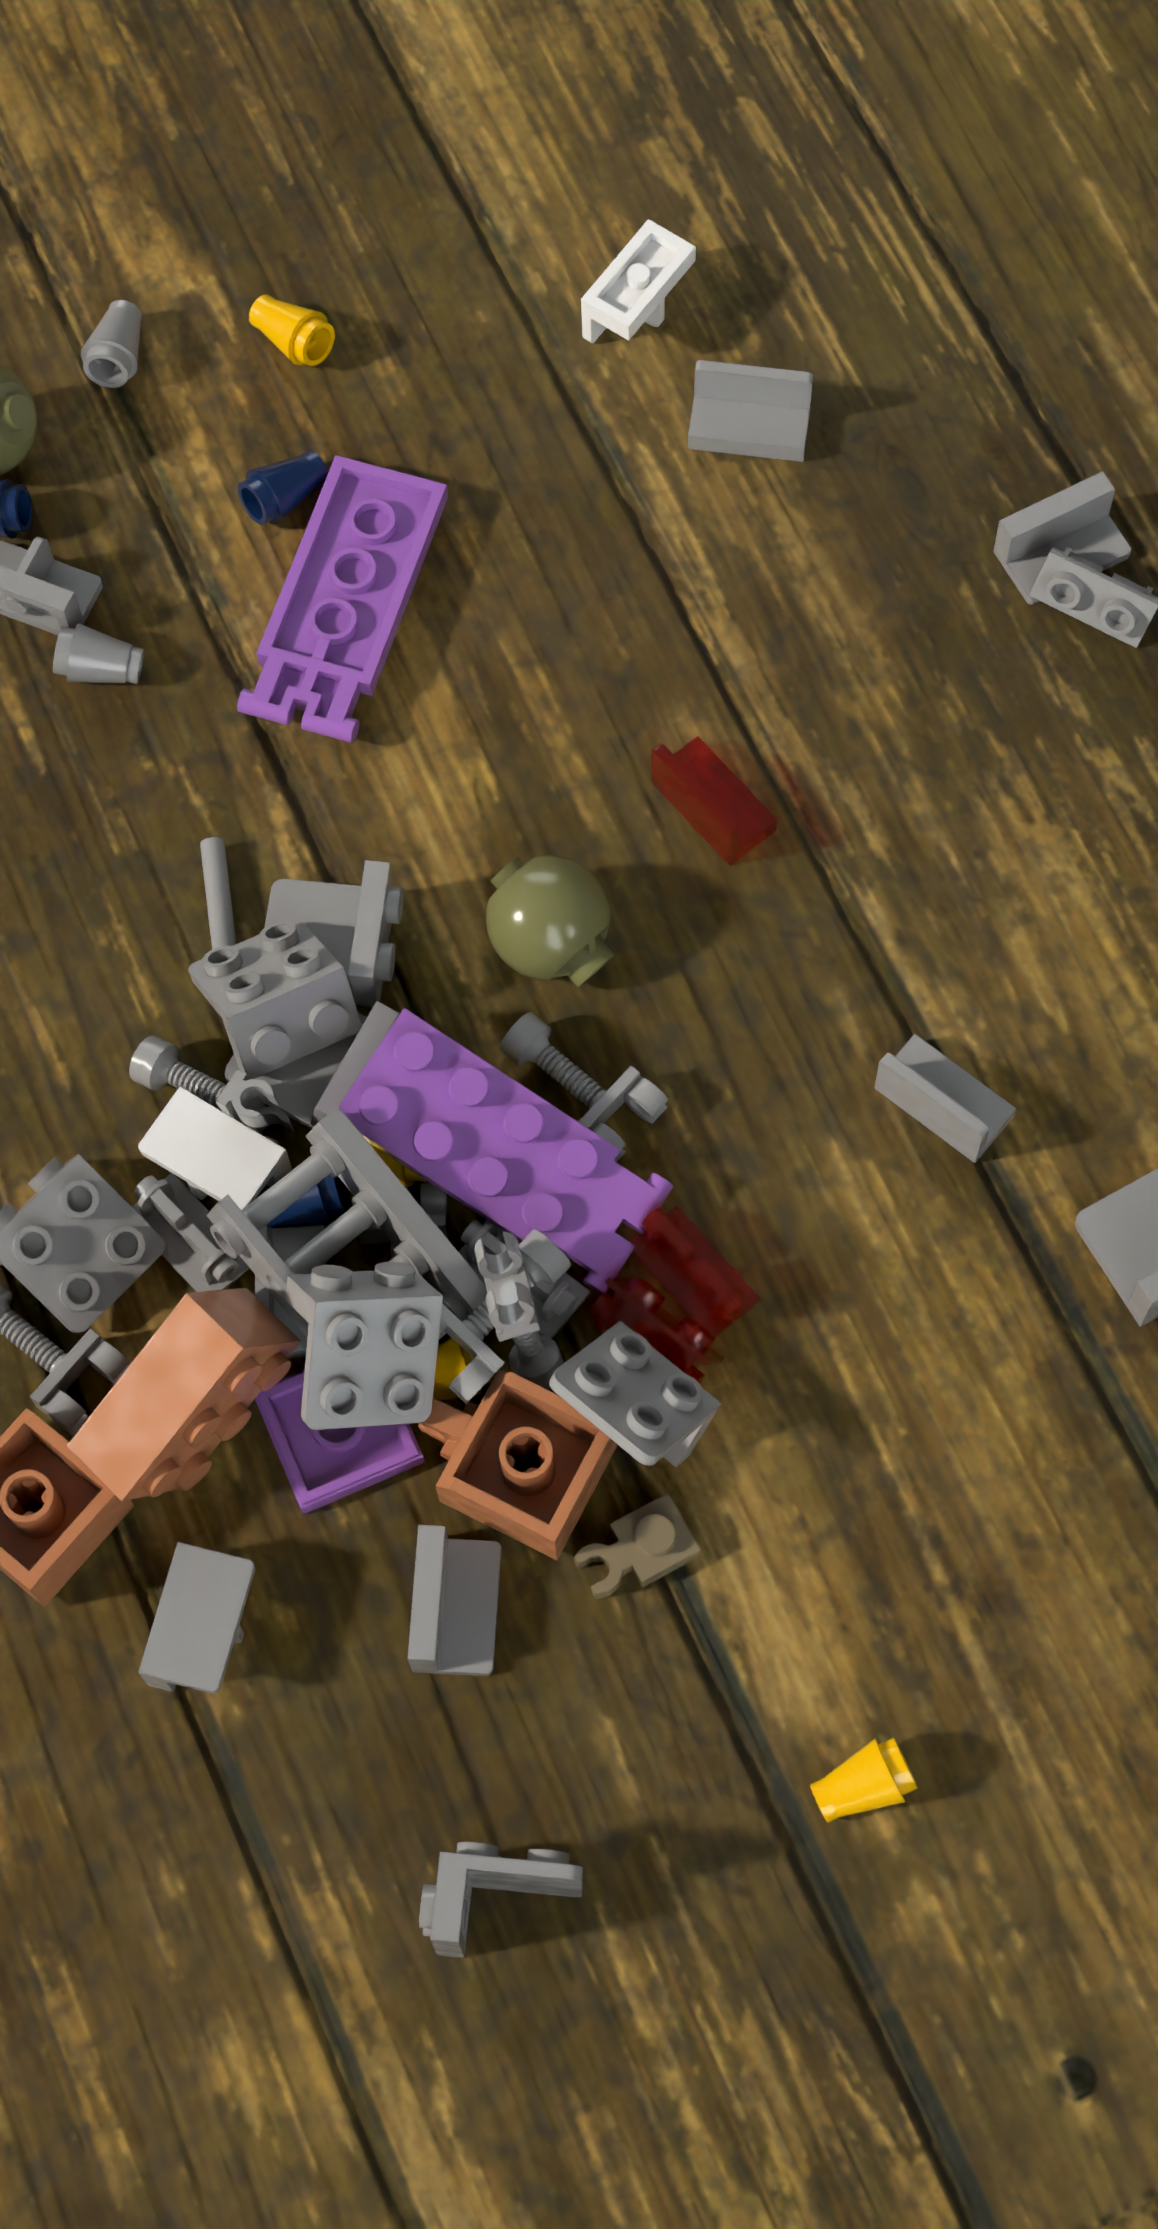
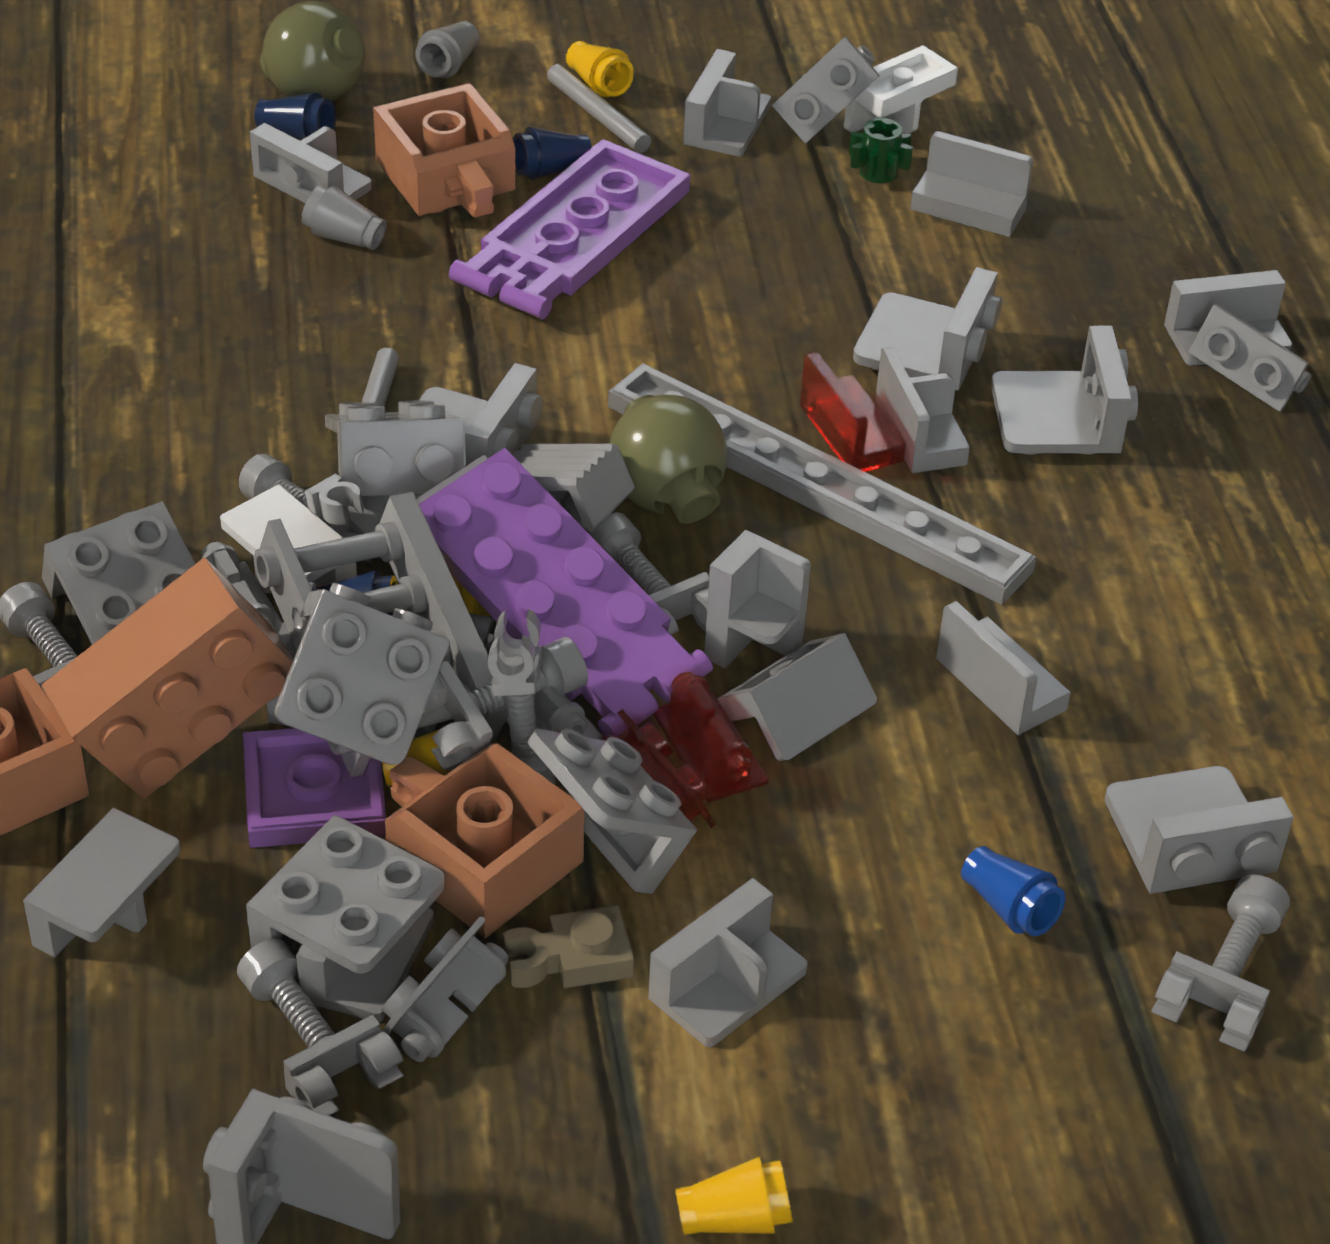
camera: 10 degrees right, 25 degrees down
(176, 532) = (445, 150): none -> nougat hinge
(309, 389) = (599, 108): none -> light grey bar
(384, 1665) = (272, 973): none -> light grey bar
(427, 1581) = (345, 896): none -> light grey bracket
(450, 357) = (721, 110): none -> light grey panel
(462, 995) = (581, 477): none -> light grey brick
(527, 1659) = (461, 969): none -> light grey hinge
(562, 317) = (827, 88): none -> light grey hinge
(638, 381) = (880, 150): none -> dark green gear
(698, 1106) = (758, 596): none -> light grey panel
(705, 890) = (849, 494): none -> light grey tile
(760, 655) = (933, 335): none -> light grey bracket
(761, 1185) = (803, 695): none -> light grey panel
(782, 774) = (921, 415): none -> light grey panel
(786, 1534) = (723, 966): none -> light grey panel
(924, 717) = (1068, 408): none -> light grey bracket
(1019, 1367) = (1017, 892): none -> blue cone

